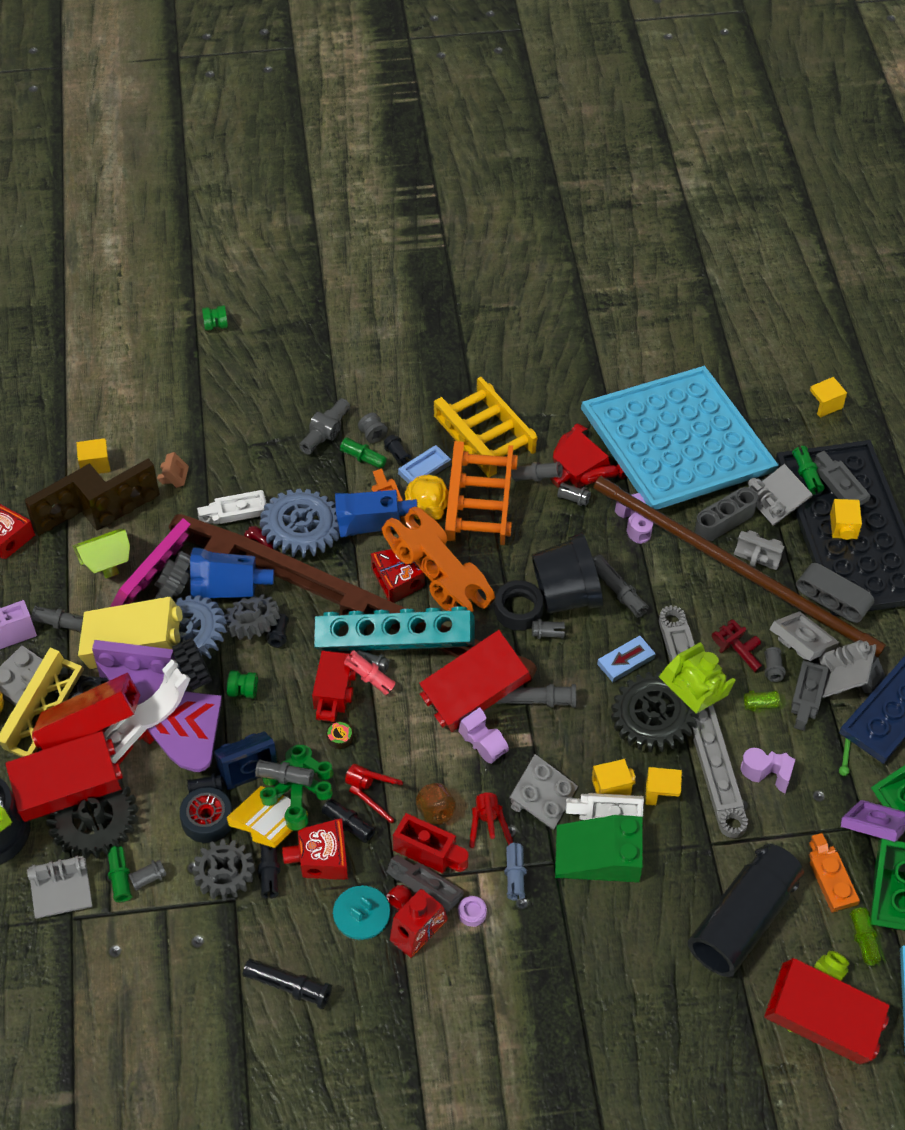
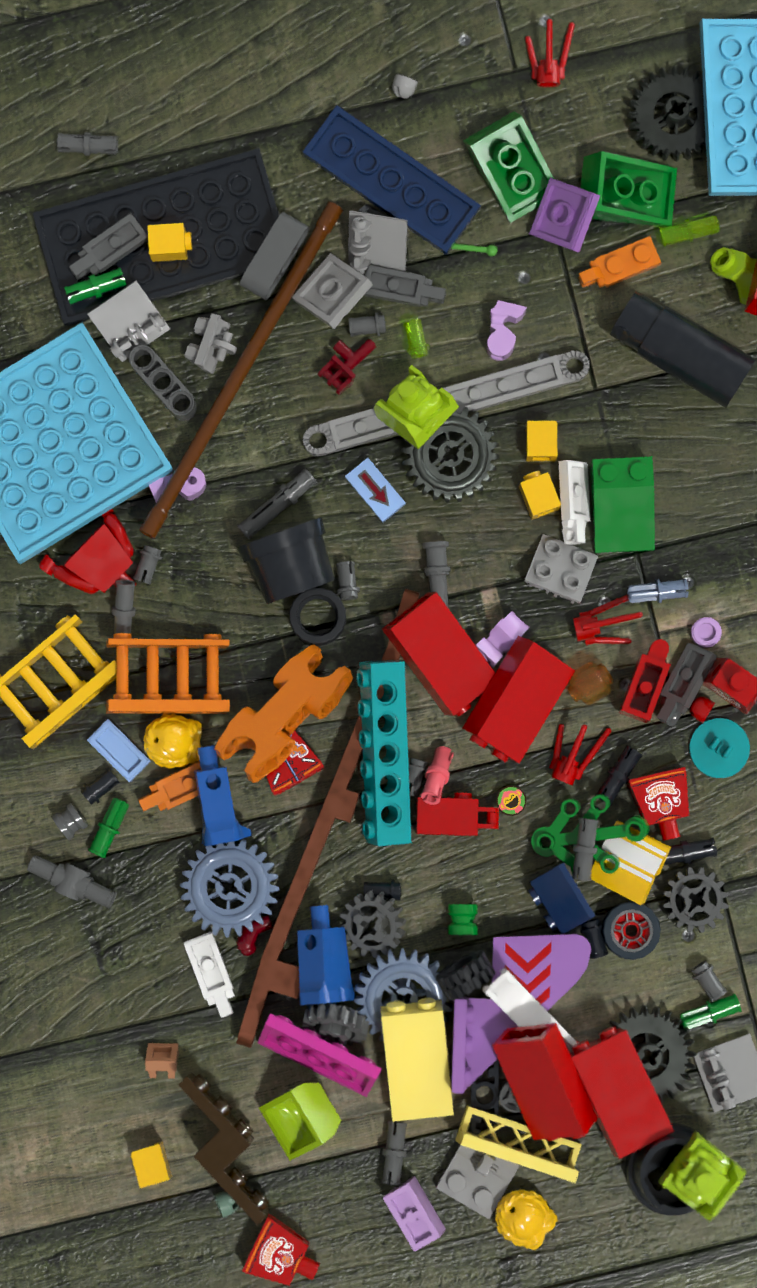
camera: 90 degrees left, 30 degrees up
(426, 738) = (518, 700): none -> red brick

